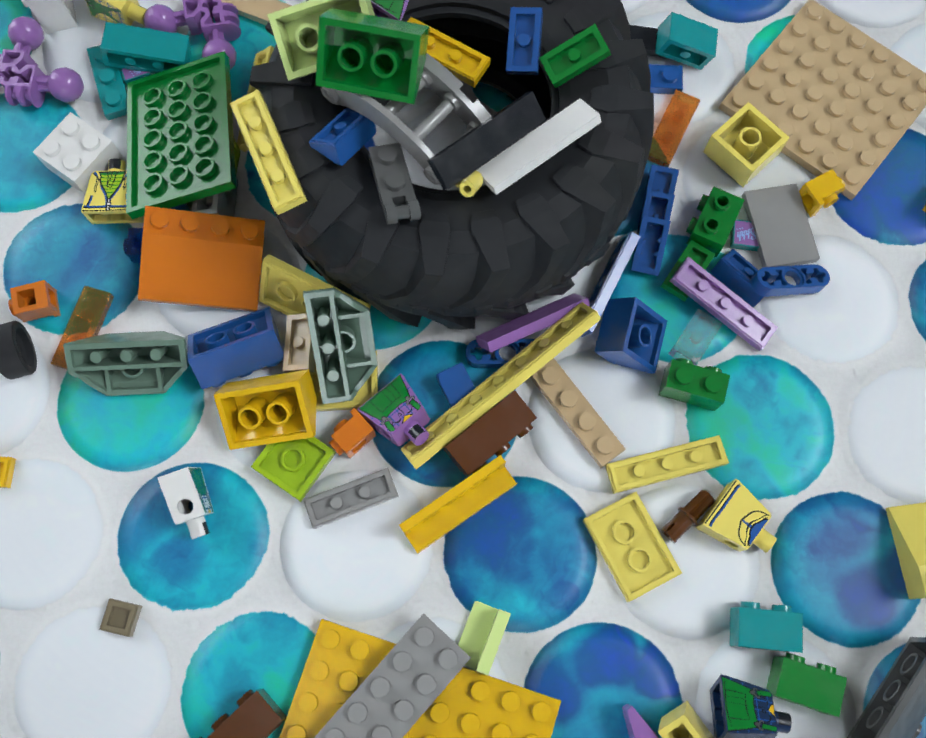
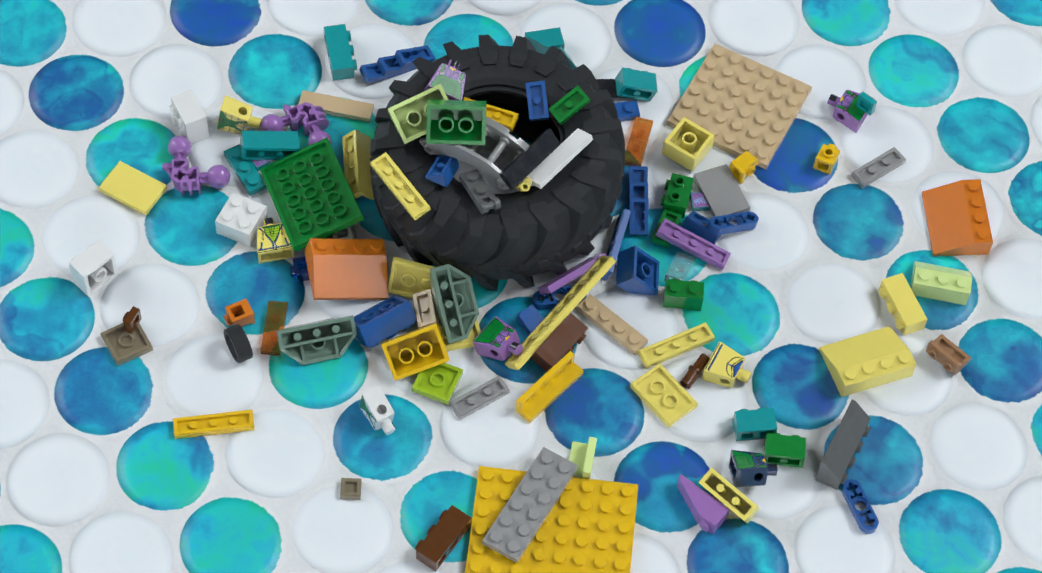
camera: 15 degrees left, 15 degrees down
(351, 434) = (472, 358): orange brick -> none

